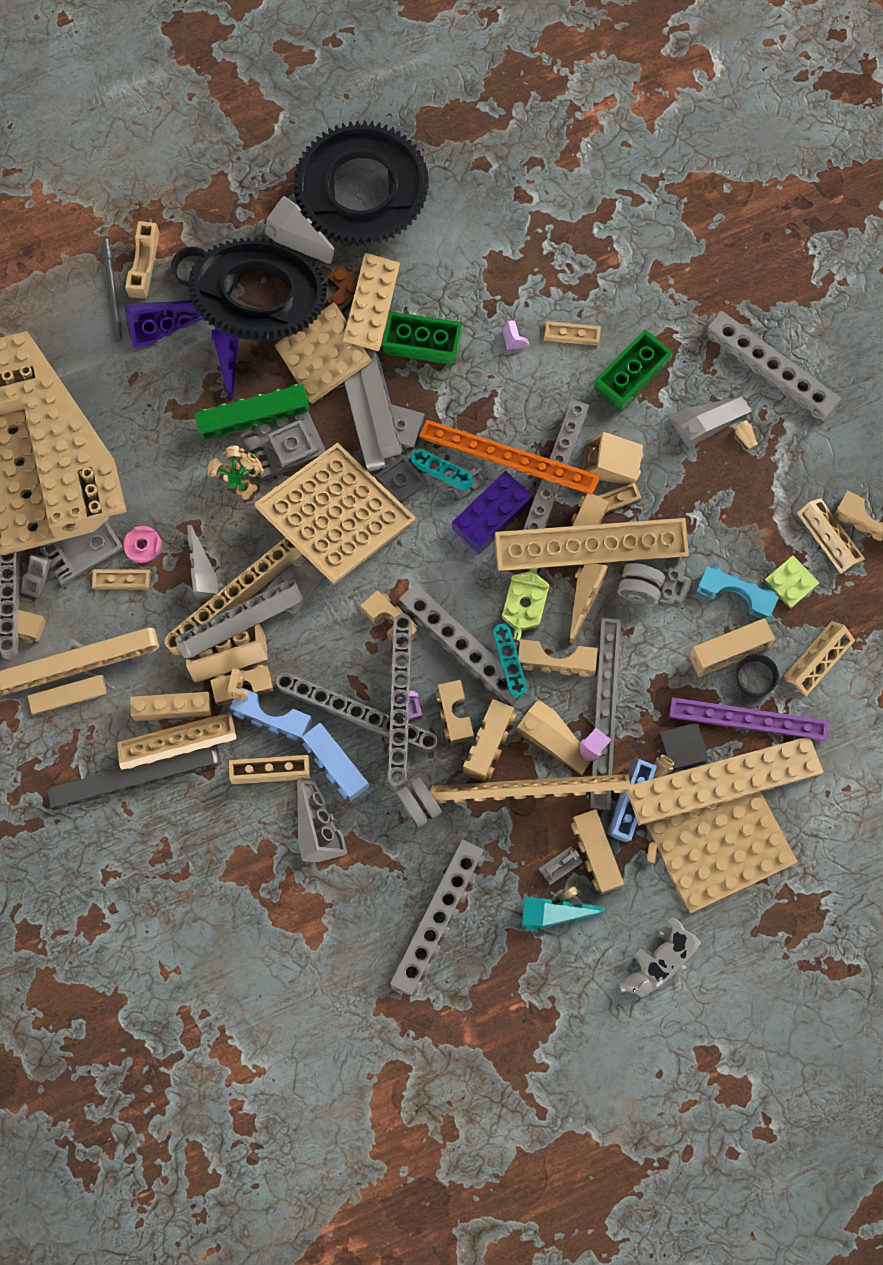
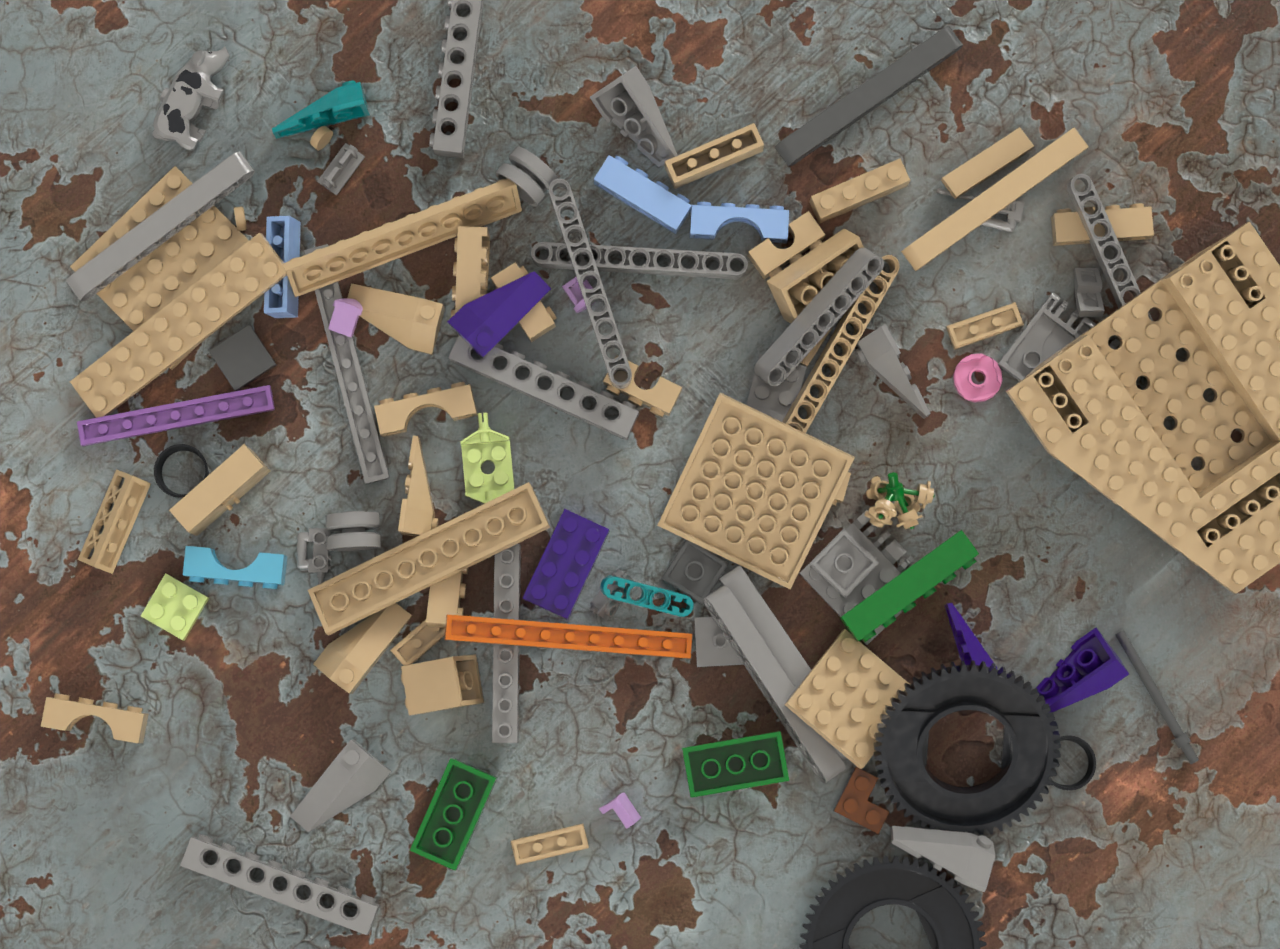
camera: 160 degrees right, 10 degrees up
(141, 272) = (1135, 761): tan arch -> none
(176, 740) = (836, 151): tan plate -> none
(236, 682) = (791, 238): tan bracket -> none
(371, 302) = (816, 788): tan plate -> none
(481, 700) = (493, 315): none -> dark purple wedge
(509, 660) = (477, 380): teal beam -> none
(597, 851) = (302, 197): tan brick -> none
(664, 766) = (258, 321): tan cone -> none
(669, 501) = (358, 650): none -> tan wedge
(716, 863) = (160, 226): none -> light grey beam
(746, 435) = (288, 781): tan cone -> none
(830, 536) = (144, 679): tan fence -> none

